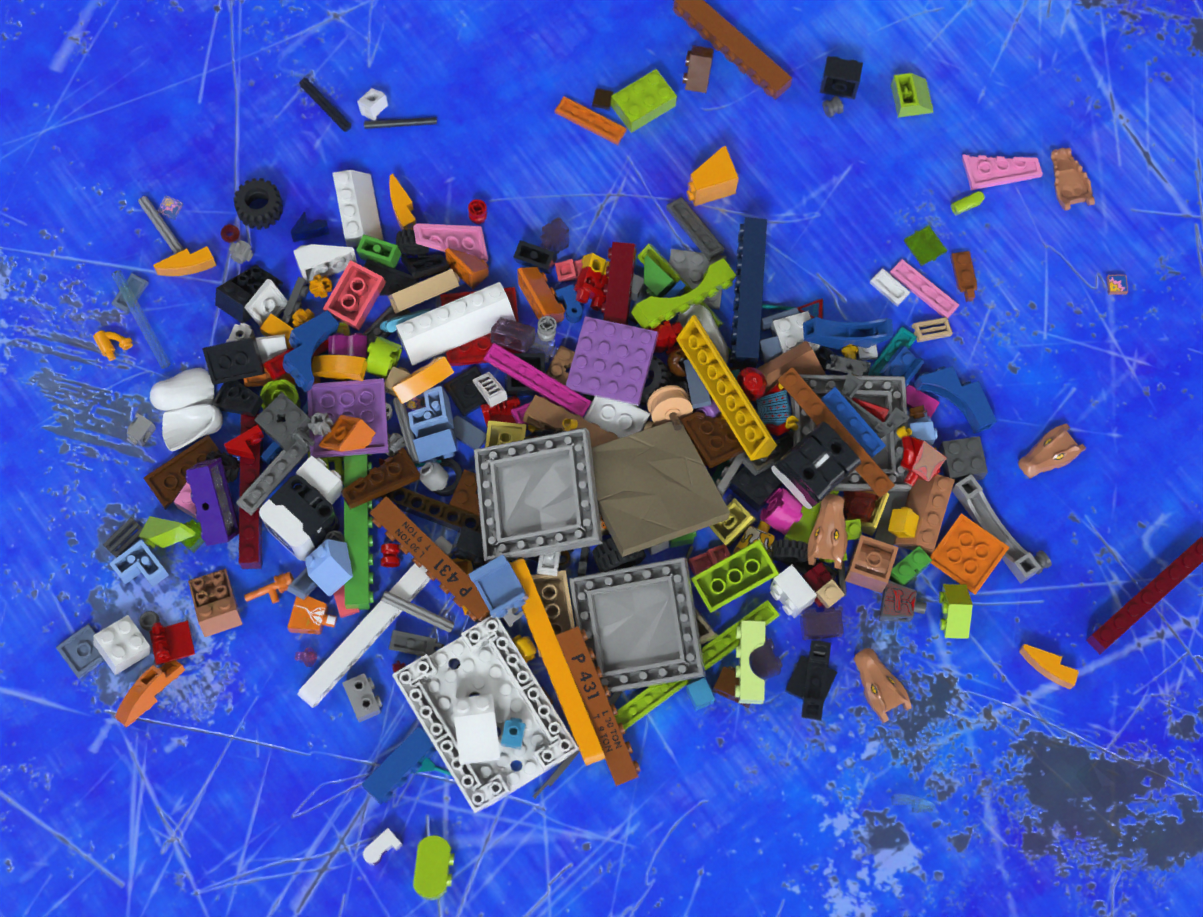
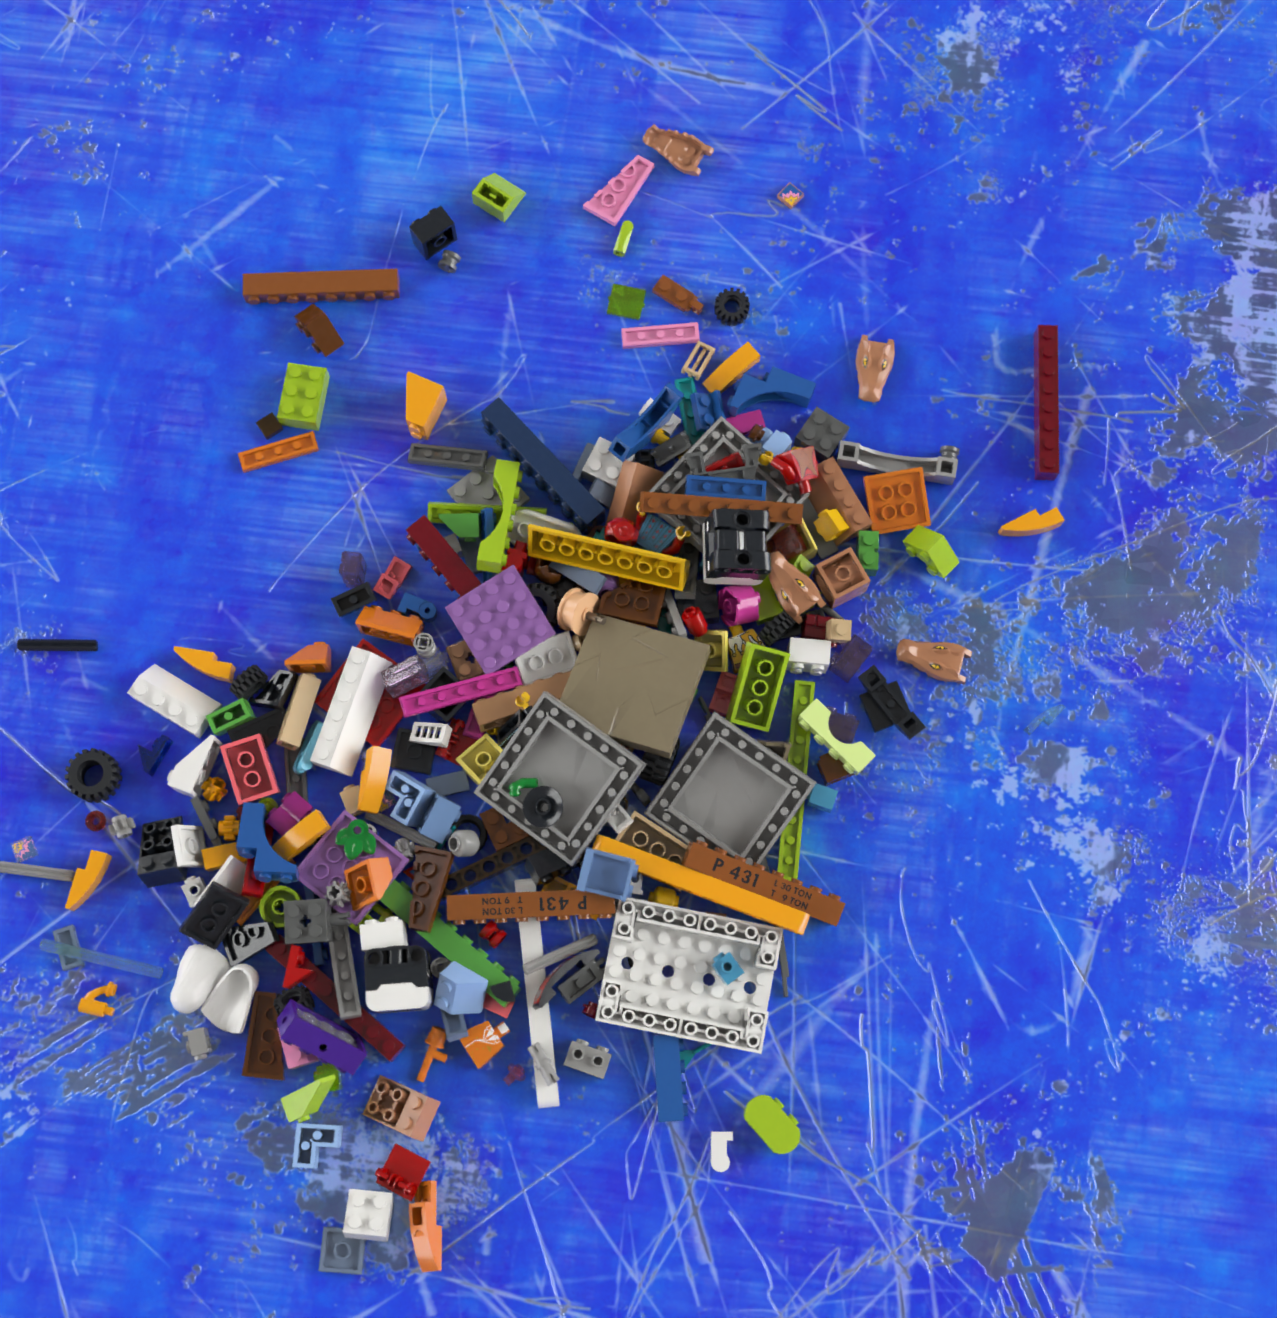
camera: 45 degrees left, 5 degrees up
(118, 533) = (276, 1116): dark grey tile -> none
(148, 619) = (366, 1174): dark grey plate -> none
(329, 667) = (543, 1064): none -> light grey pin
(355, 594) = (503, 991): none -> black tile
(367, 405) = (354, 842): none -> green plate
(372, 103) = (95, 607): white brick -> none
(382, 357) = (324, 794): lime brick -> none
(400, 122) = (132, 600): bar -> none
(427, 629) = (545, 991): none -> black slope
(457, 237) = (279, 646): bright pink wing -> none
(476, 729) = (699, 994): white slope -> none
(479, 215) = (272, 612): red wheel -> none
(501, 496) = (533, 806): none -> black dish
(510, 475) = (521, 784): none -> green arm
(592, 281) = (418, 574): red hips -> none
(739, 490) = (695, 621): none -> red brick
(814, 308) = (597, 430): piece -> none
(889, 287) = (634, 359): white tile -> none
(899, 603) = (888, 586): dark grey torso -> none
(948, 356) = (732, 369): none -> light orange slope
(1001, 309) = (735, 296): none -> black tyre

